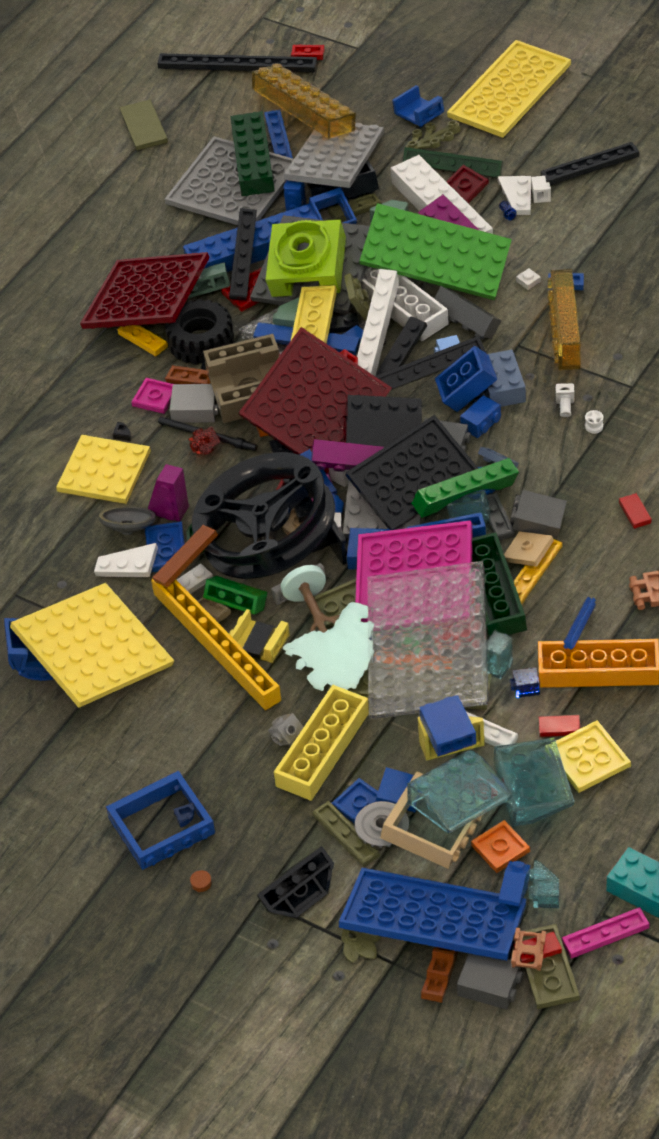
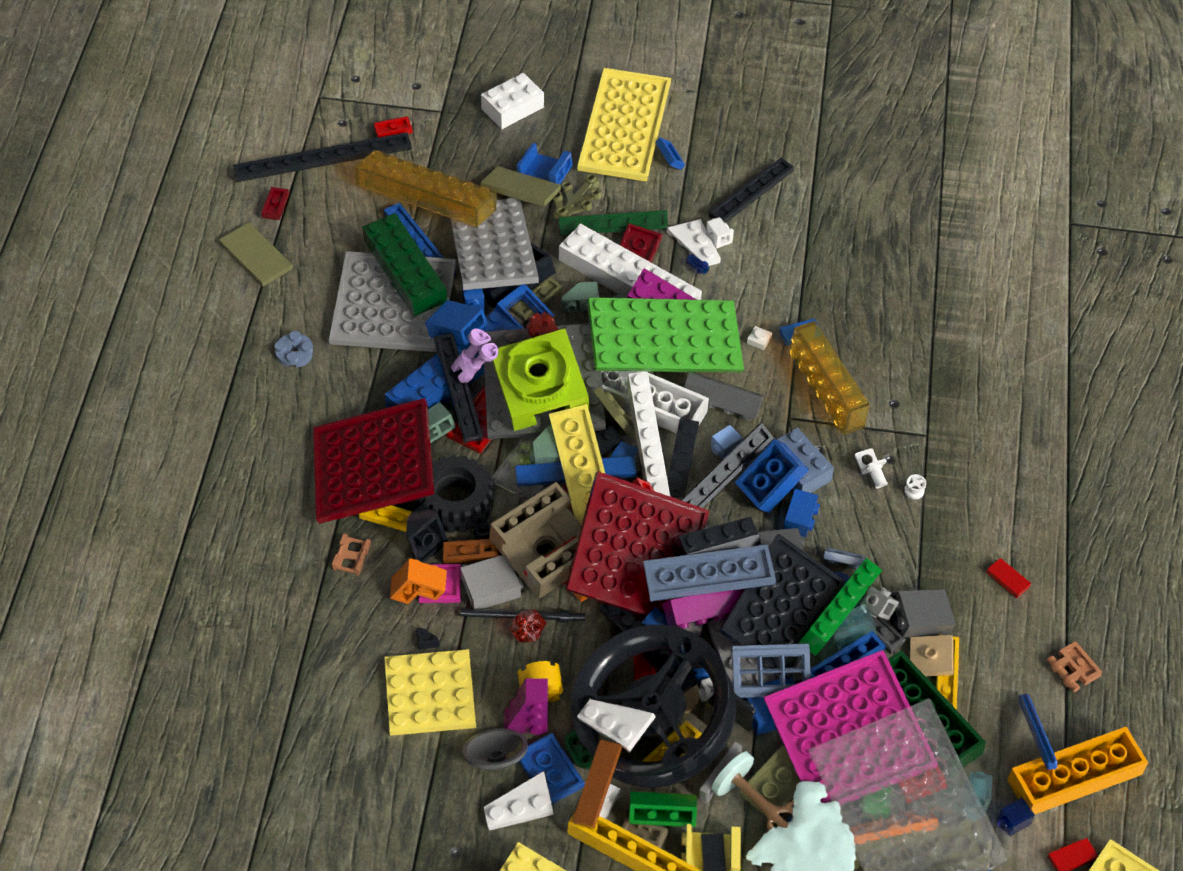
camera: 30 degrees left, 5 degrees up
(92, 355) = (344, 553): none -> nougat piece
(127, 199) = (292, 341): none -> sand blue plate
(134, 384) = (417, 579): none -> orange brick
(157, 354) = (424, 533): none -> black slope
(179, 89) = (275, 203): none -> dark red plate
(195, 478) = (544, 670): none -> yellow brick
(223, 516) = (616, 722): none -> white wing
(260, 226) = (467, 362): none -> lavender piece
(269, 204) = (456, 319): none -> blue brick
(326, 212) = (538, 320): none -> clear red brick
(357, 427) = (709, 572): none -> sand blue plate
(376, 499) = (767, 651): none -> sand blue piece
(388, 117) = (521, 186): none -> olive tile
(420, 50) = (512, 100): none -> white brick
(501, 494) = (879, 602): none -> light grey brick
(534, 119) = (670, 153): none -> blue tile

